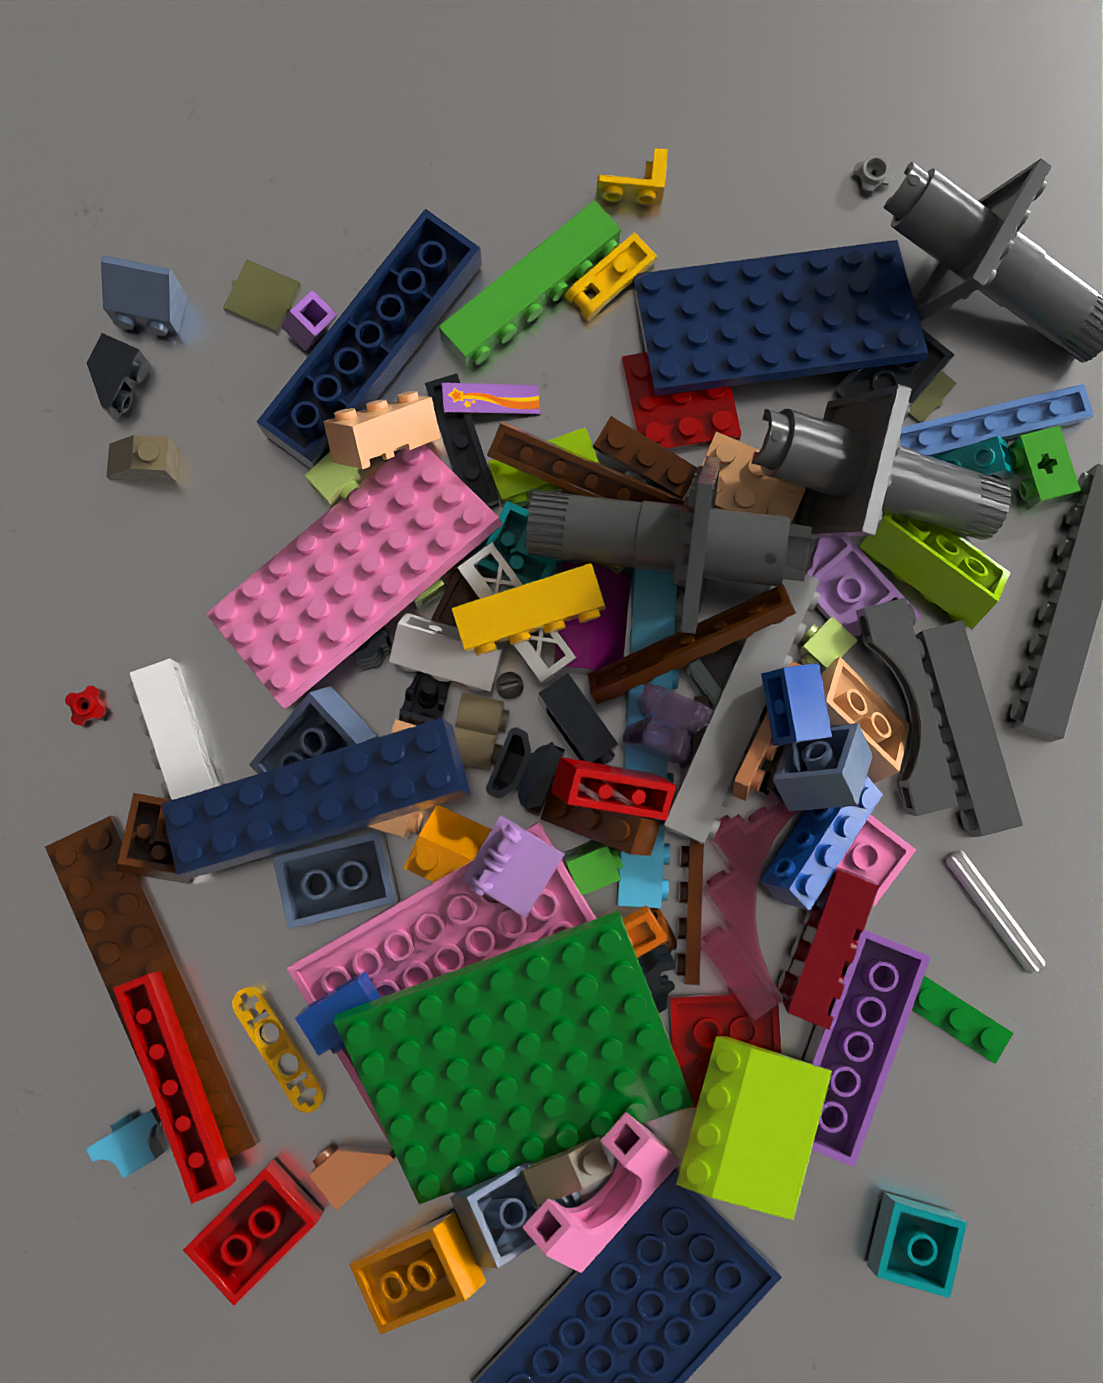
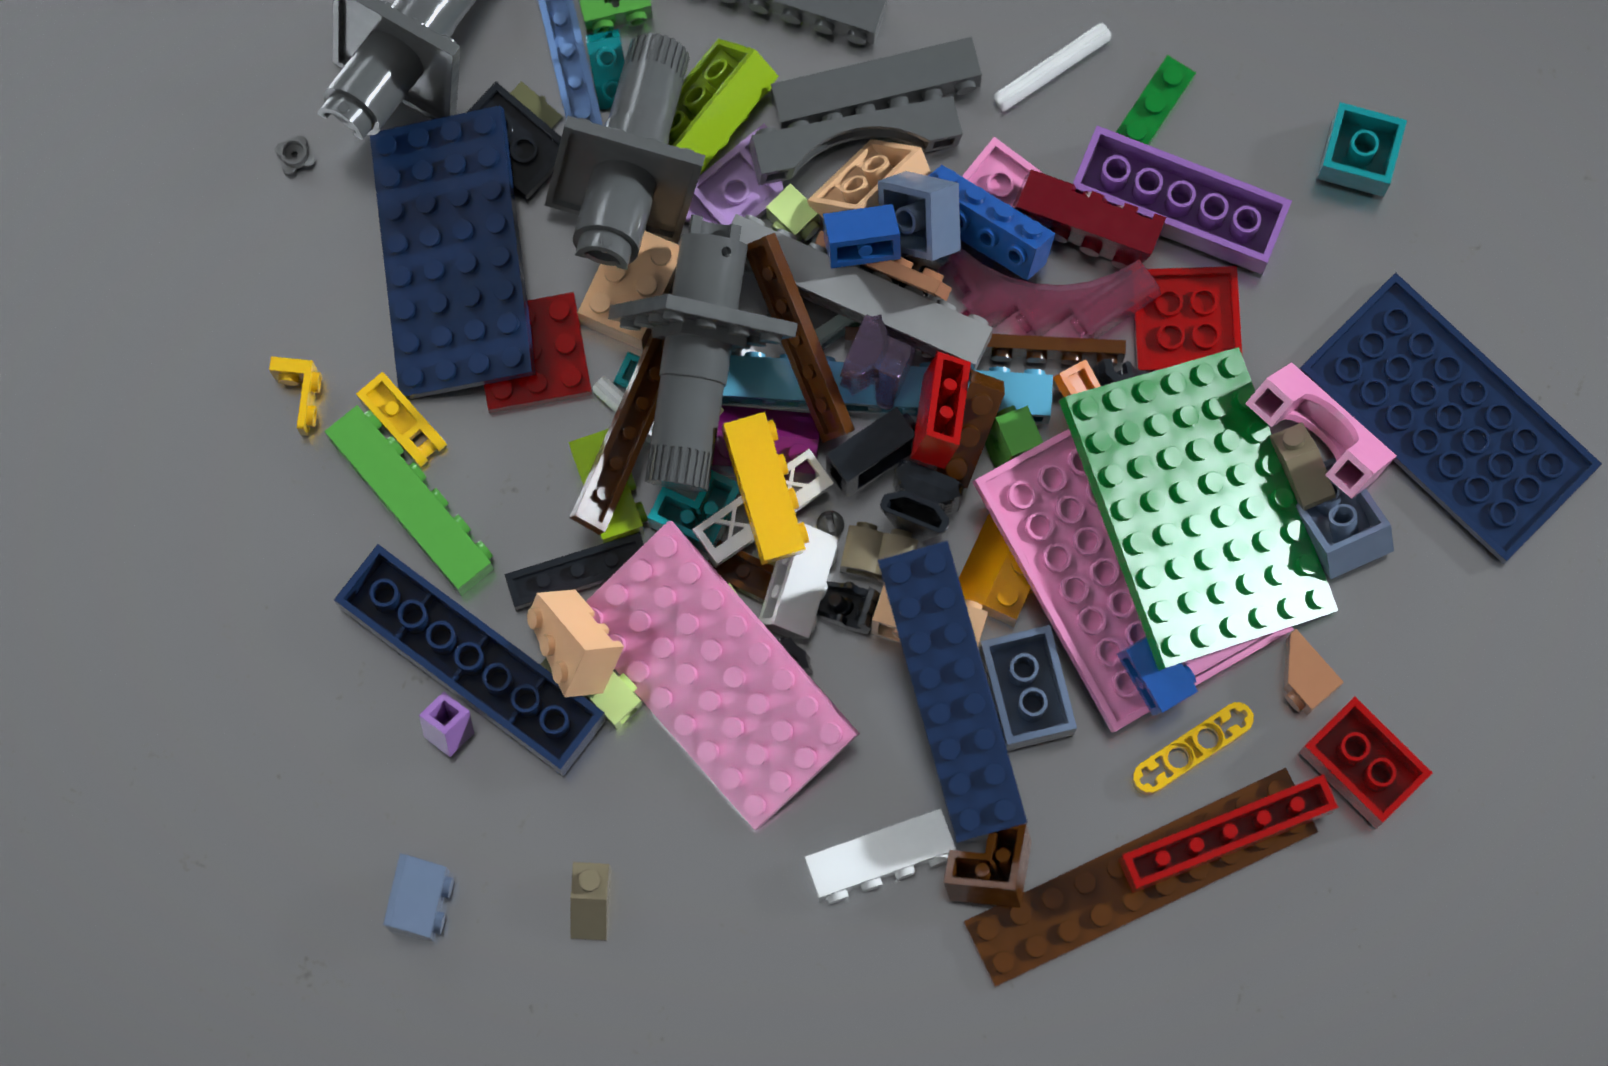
camera: 85 degrees left, 5 degrees down
(95, 706) = (853, 941): red plate -> none
(115, 373) = (496, 931): black slope -> none
(131, 1143) = (1284, 887): medium azure brick -> none
(262, 296) = (410, 782): olive piece -> none
(315, 727) = (888, 716): sand blue slope -> none
(418, 1274) = (1402, 610): light orange slope -> none
(490, 398) = (530, 541): medium lavender sticker -> none
(512, 866) = (1016, 503): lavender hinge -> none
(645, 458) = (600, 384): reddish brown plate -> none
(754, 1128) = (1257, 288): lime slope -> none

